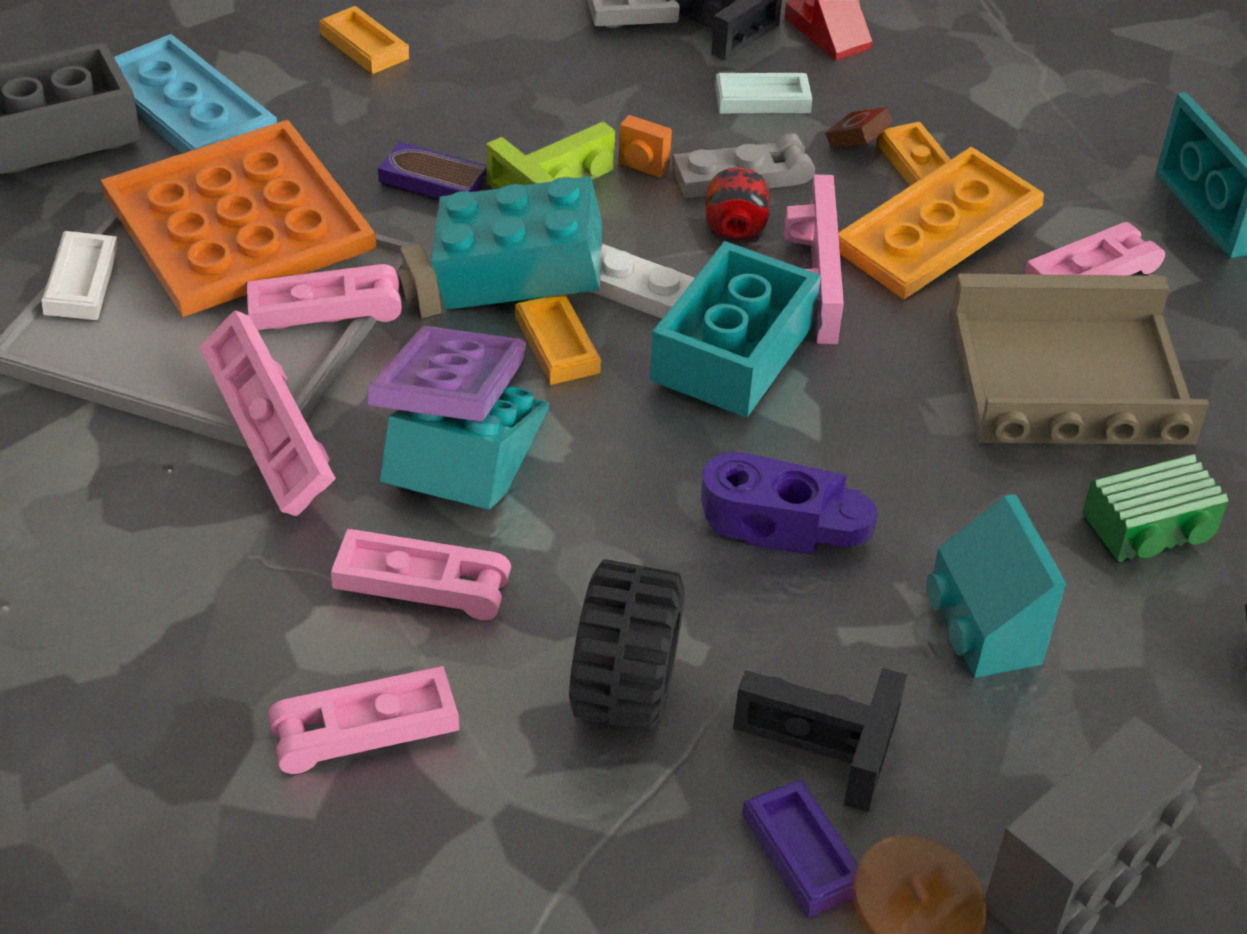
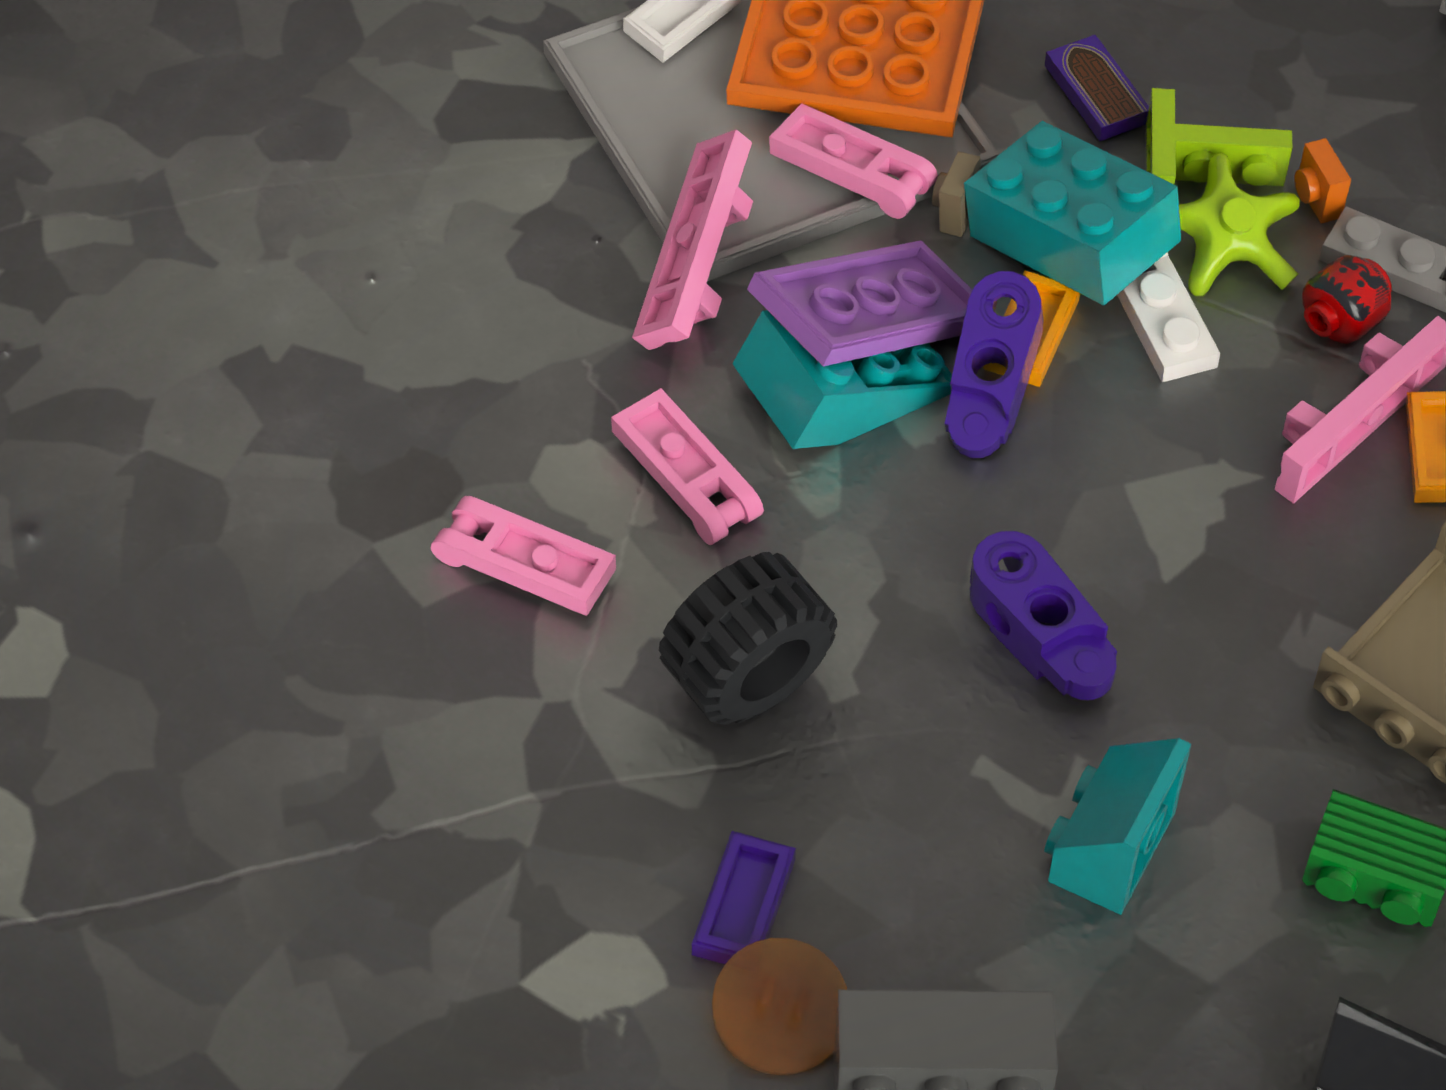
camera: 45 degrees right, 10 degrees up
(588, 402) = (982, 410): none -> dark purple piece
(627, 202) = (1233, 227): none -> lime animal
(734, 328) = (1181, 423): teal brick -> none
(825, 724) = (877, 852): black bracket -> none

